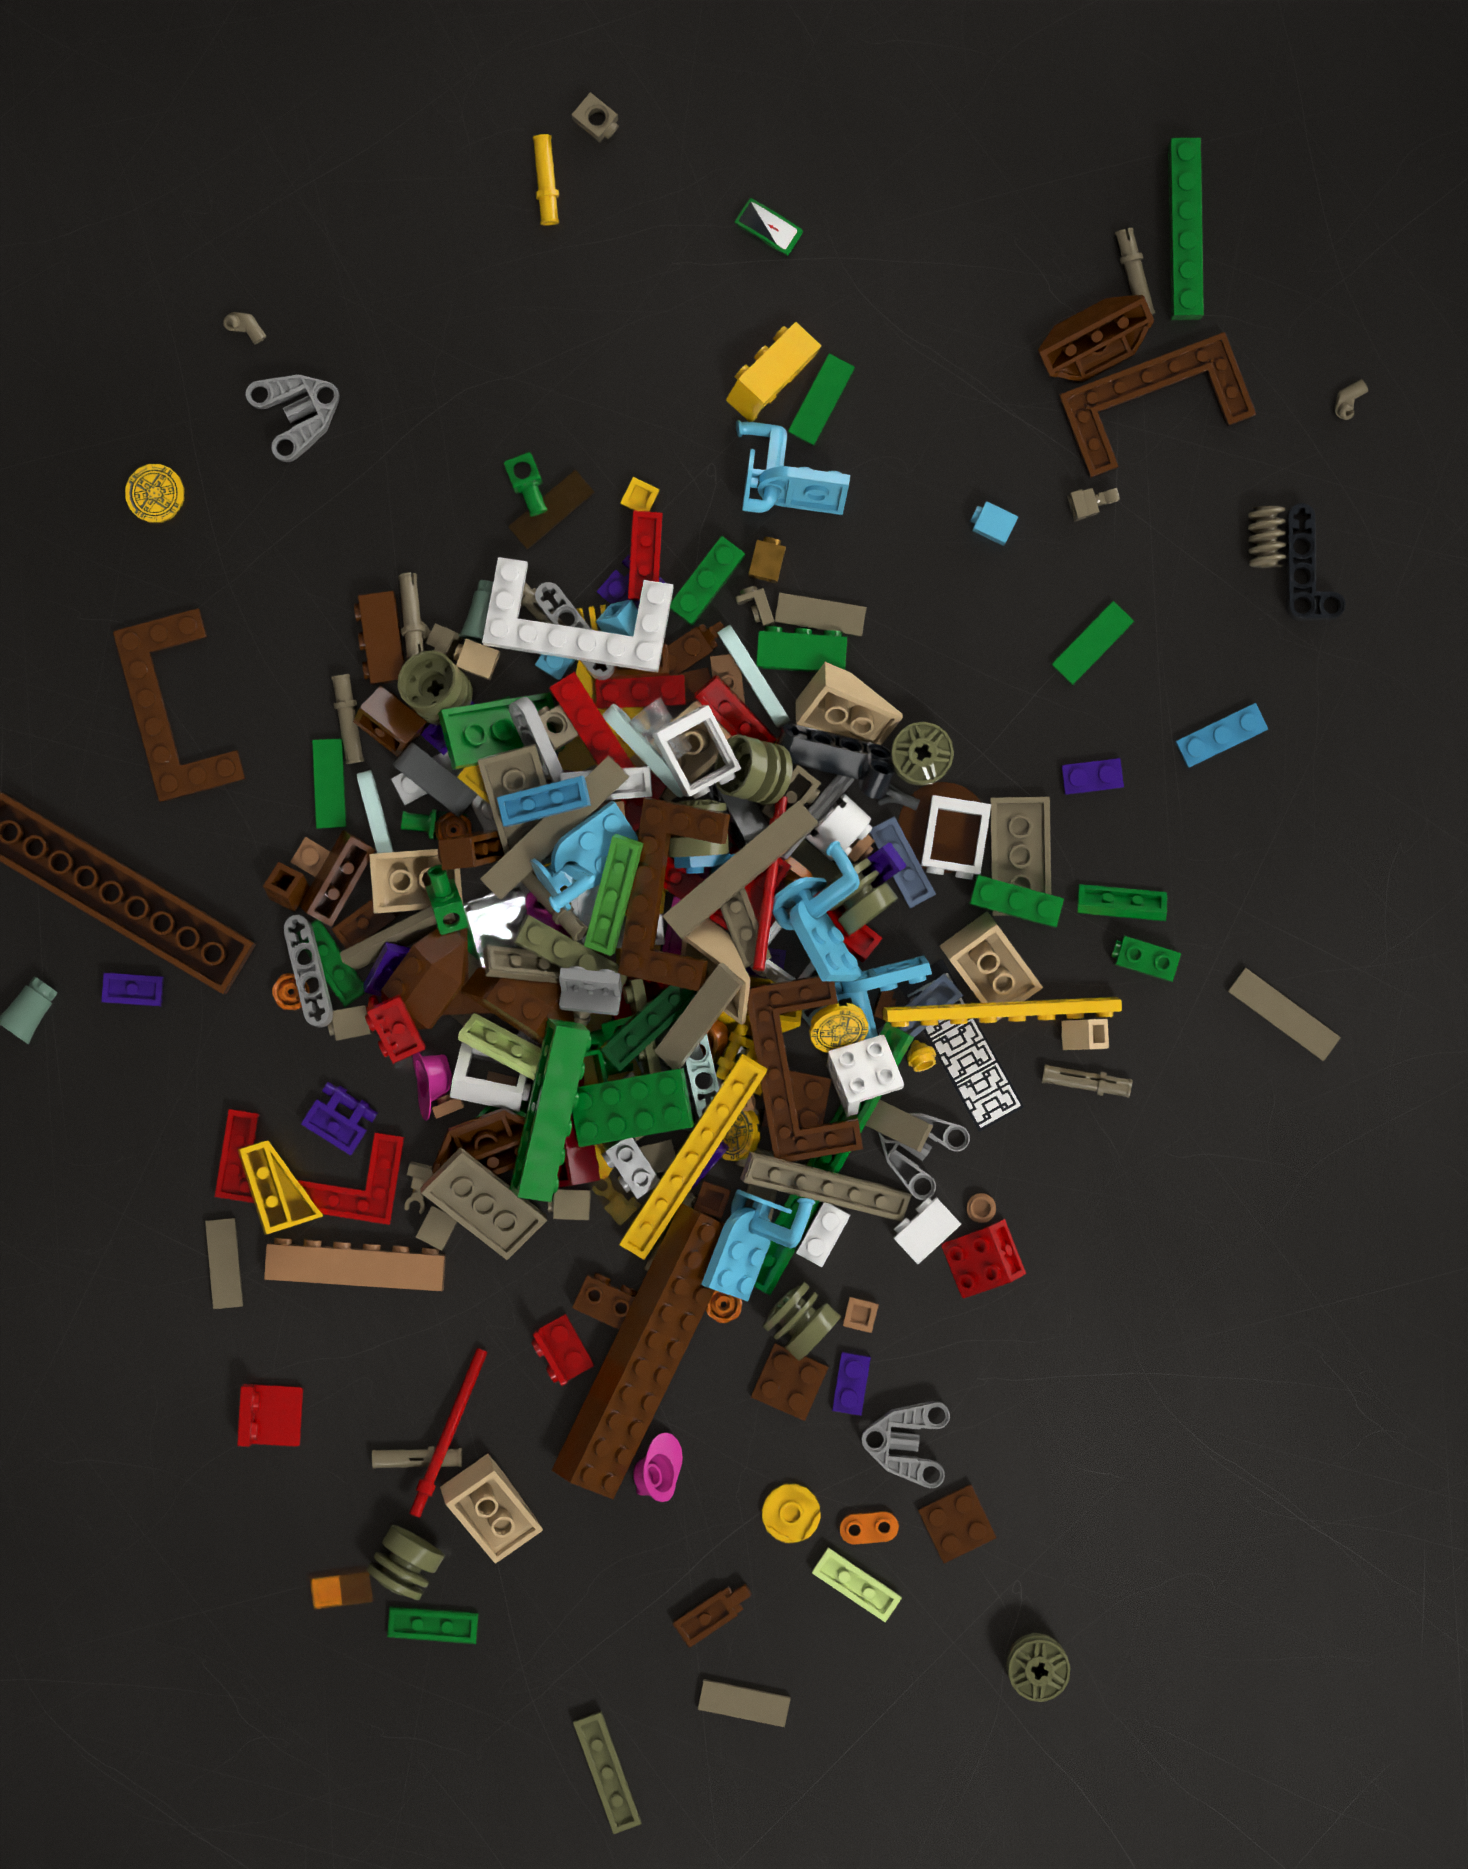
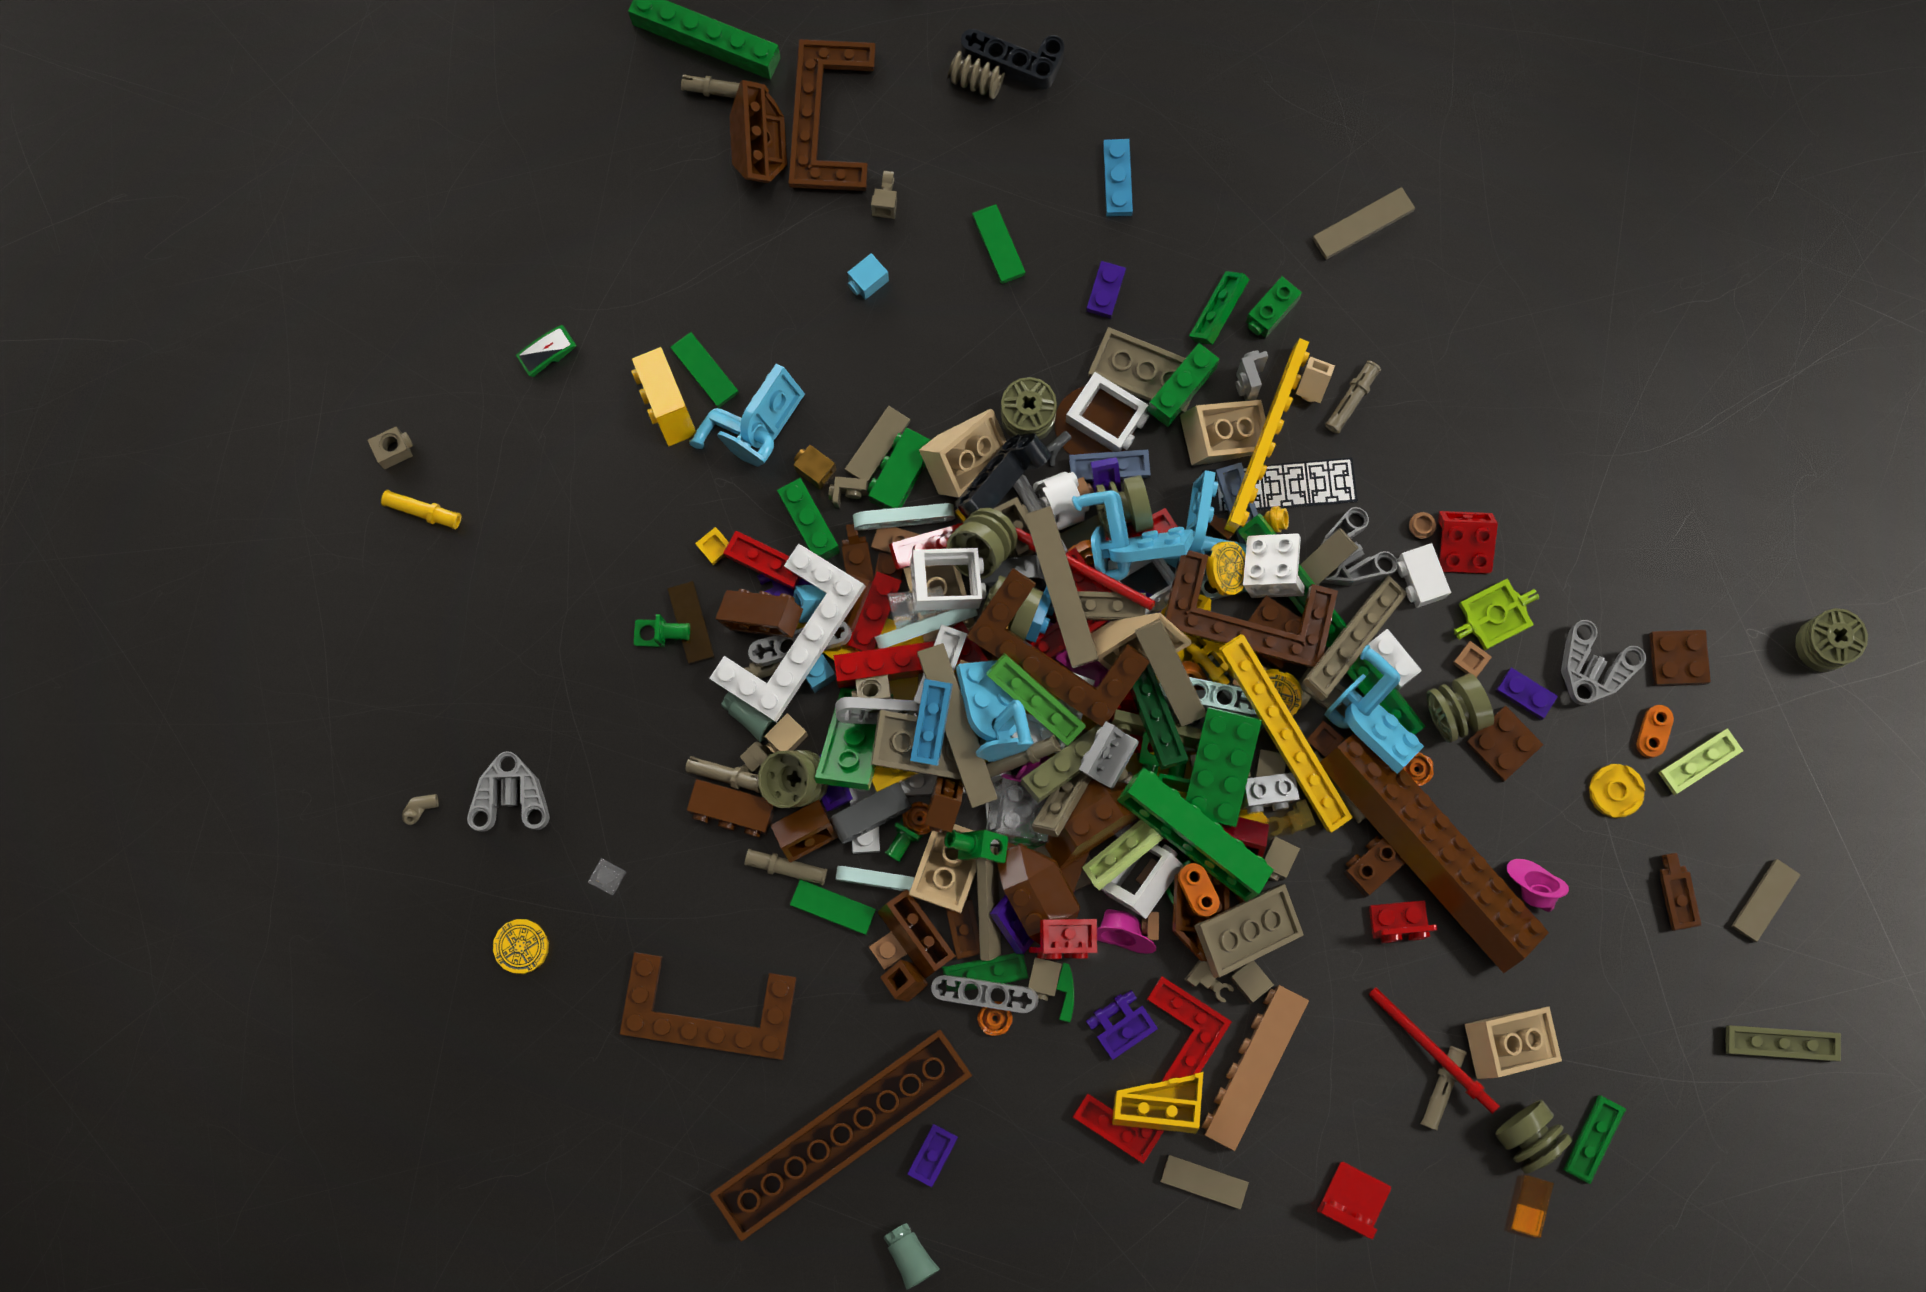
camera: 65 degrees left, 10 degrees down
(260, 545) = (607, 876): none -> clear plate
(352, 1047) = (1066, 985): none -> green slope
(498, 1137) = (1198, 890): none -> orange plate
(587, 576) = (759, 613): none -> reddish brown brick
(919, 1320) = (1496, 614): none -> lime plate
(1052, 964) = (1247, 374): none -> light grey bracket

